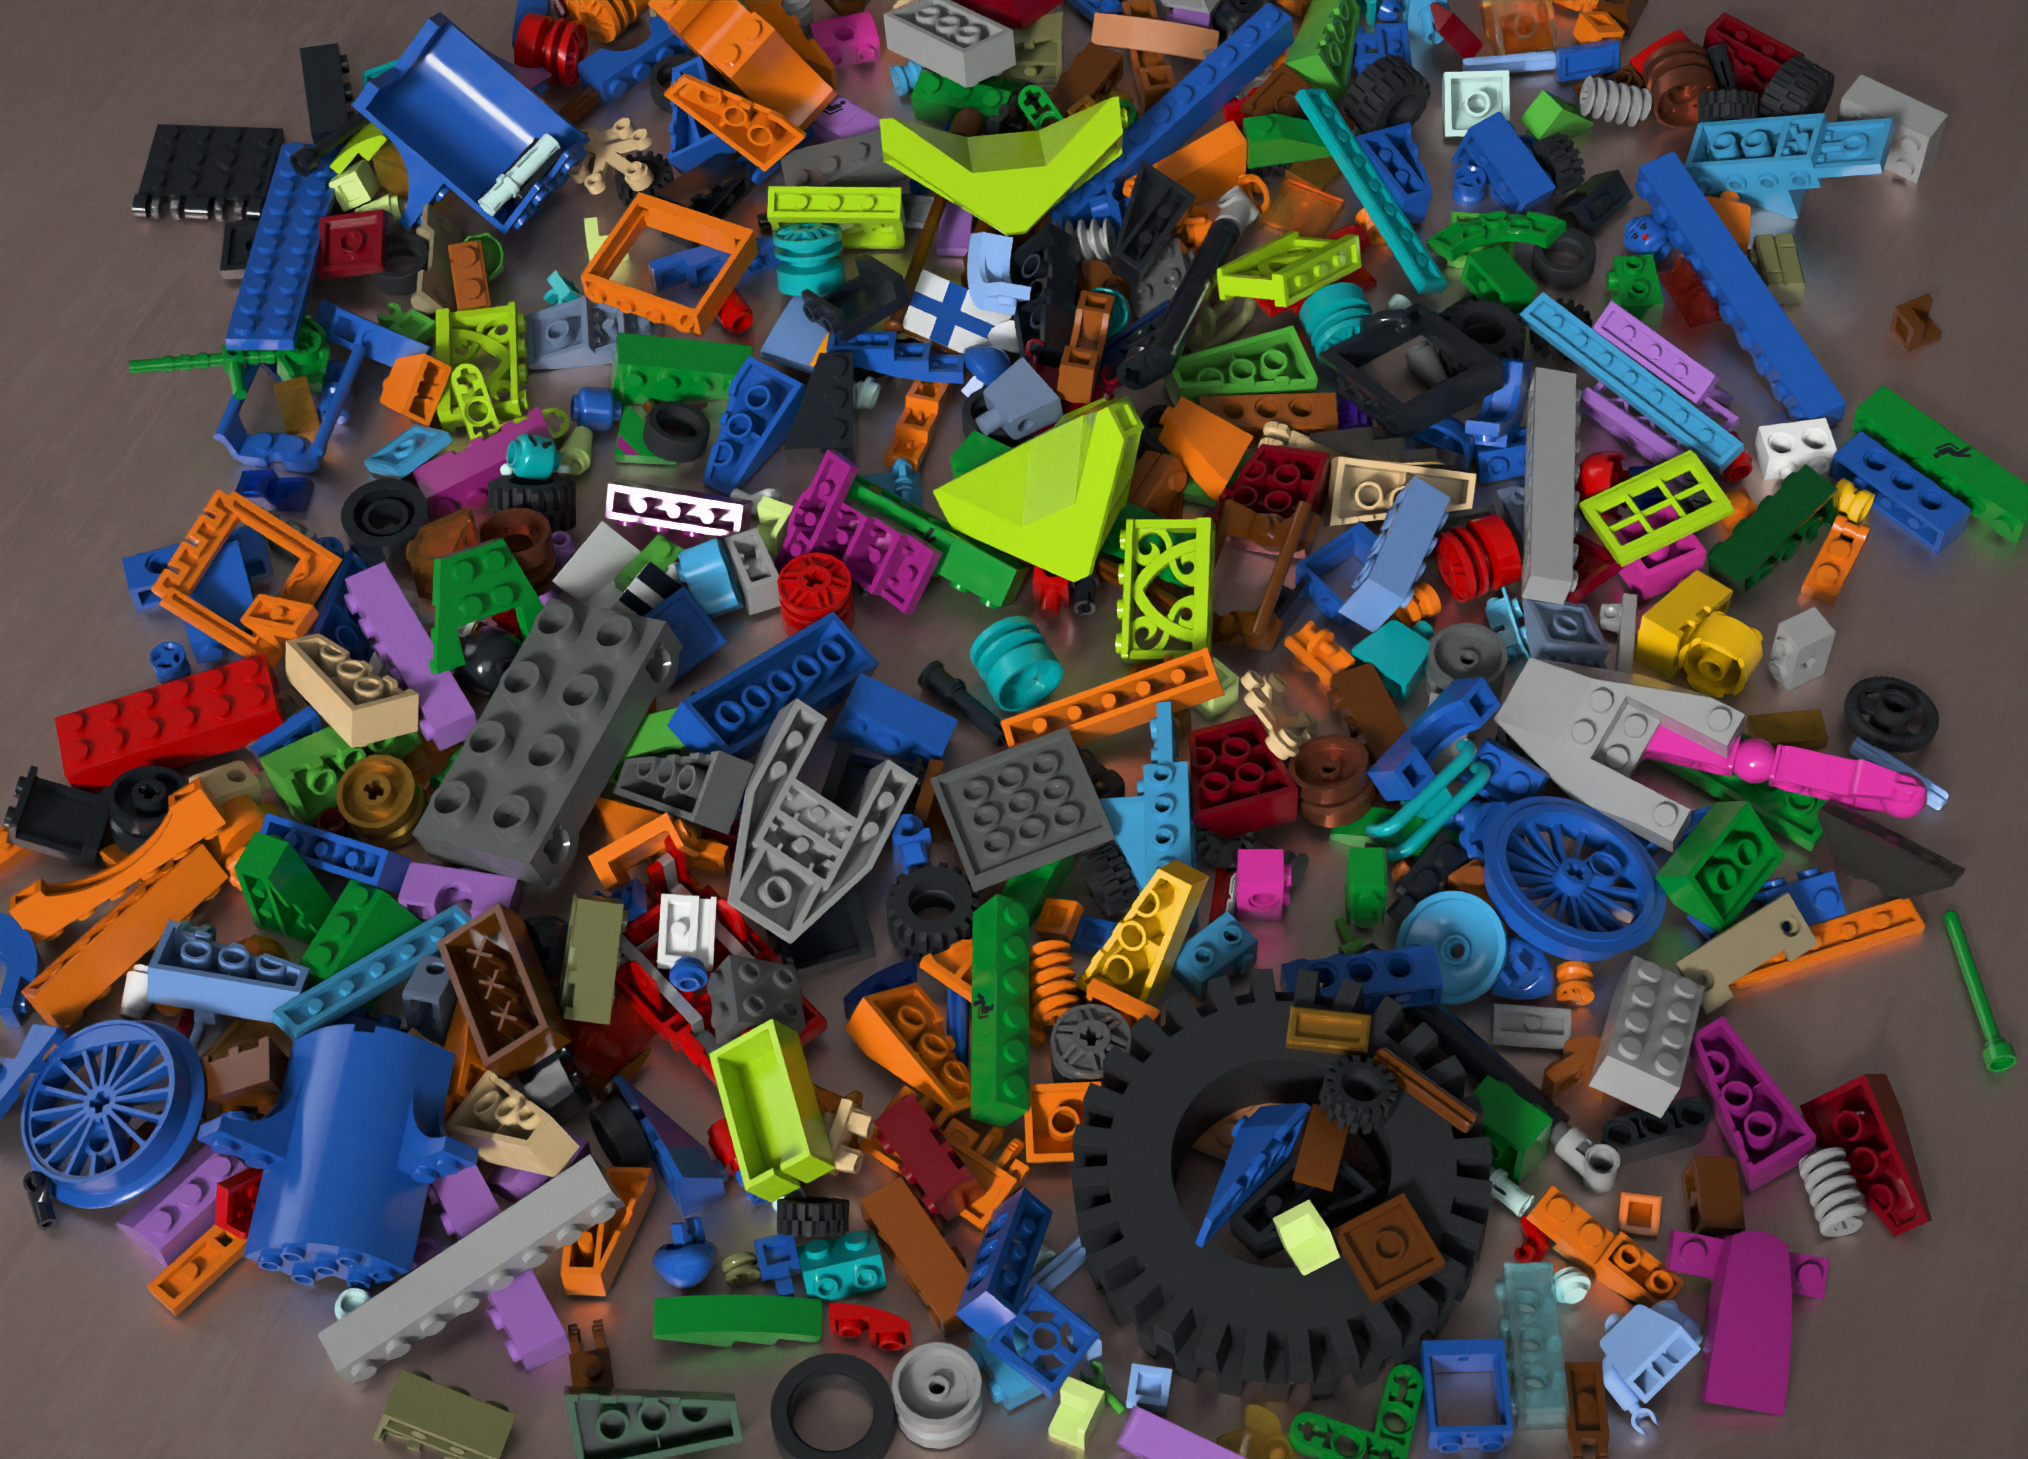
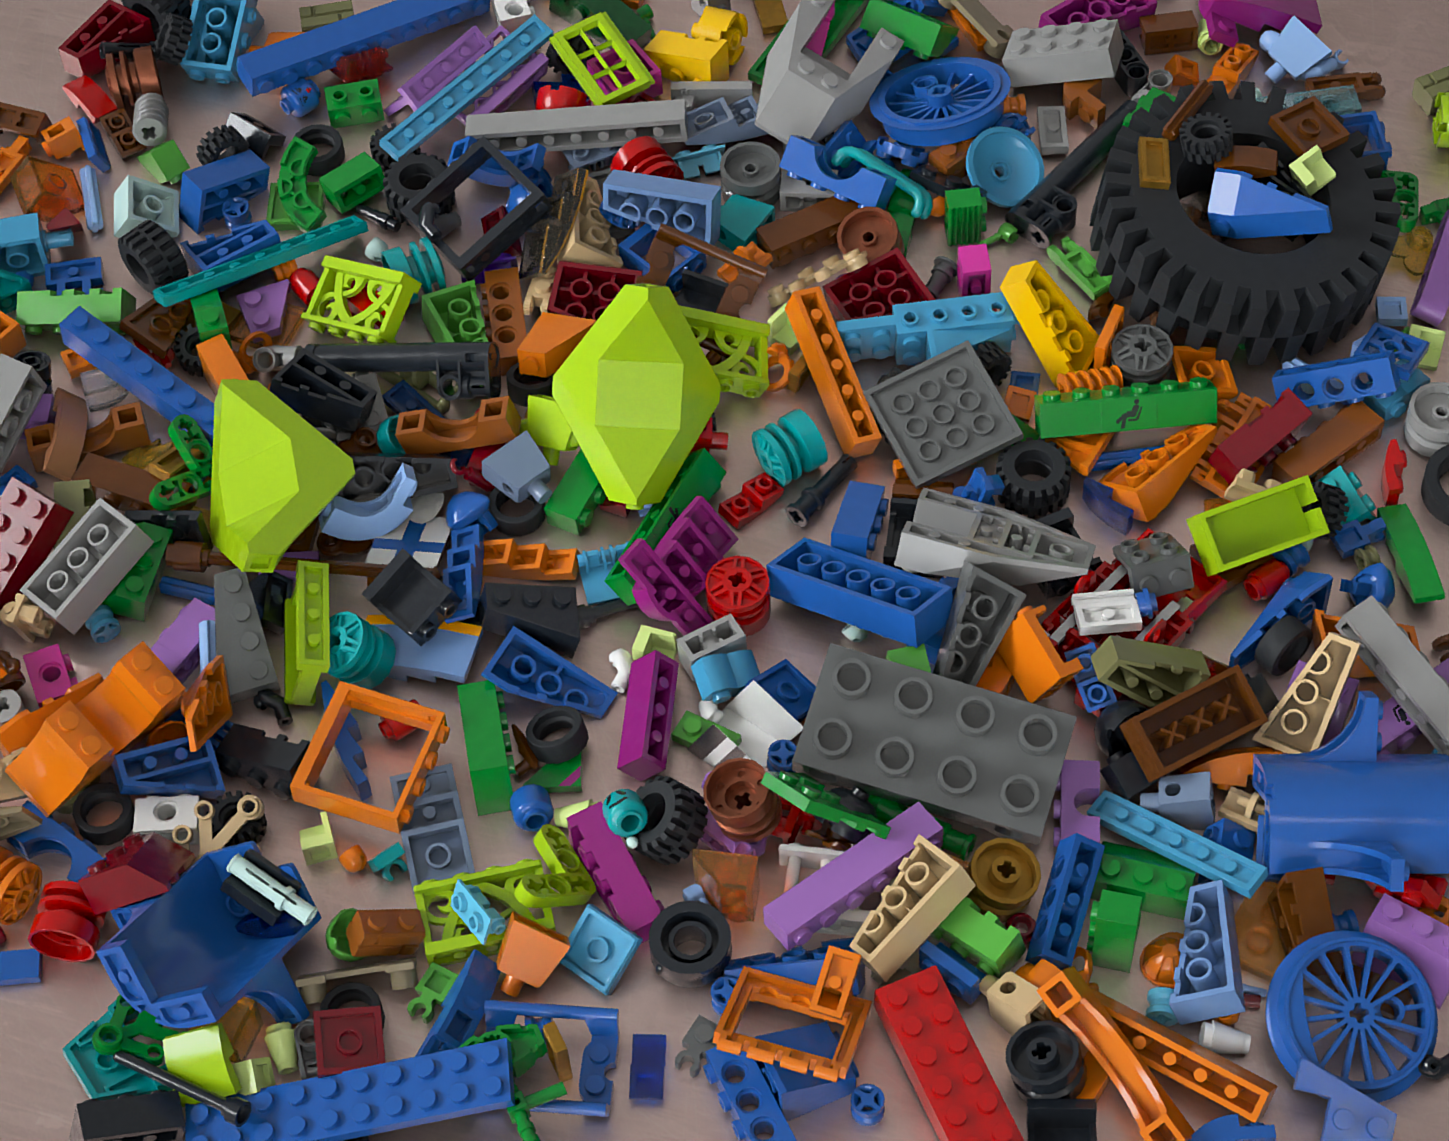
camera: 95 degrees left, 0 degrees up
(479, 339) = (475, 911): none -> medium azure hinge
(577, 83) = (134, 872): none -> dark red wedge
(577, 267) = (353, 859): none -> orange hinge
(654, 115) = (153, 810): none -> white brick
(958, 630) = (752, 501): none -> red slope
(1311, 203) = (265, 308): none -> medium lavender wing
(1416, 962) = (1055, 204): blue brick -> none
(1781, 588) = (646, 14): none -> green hand

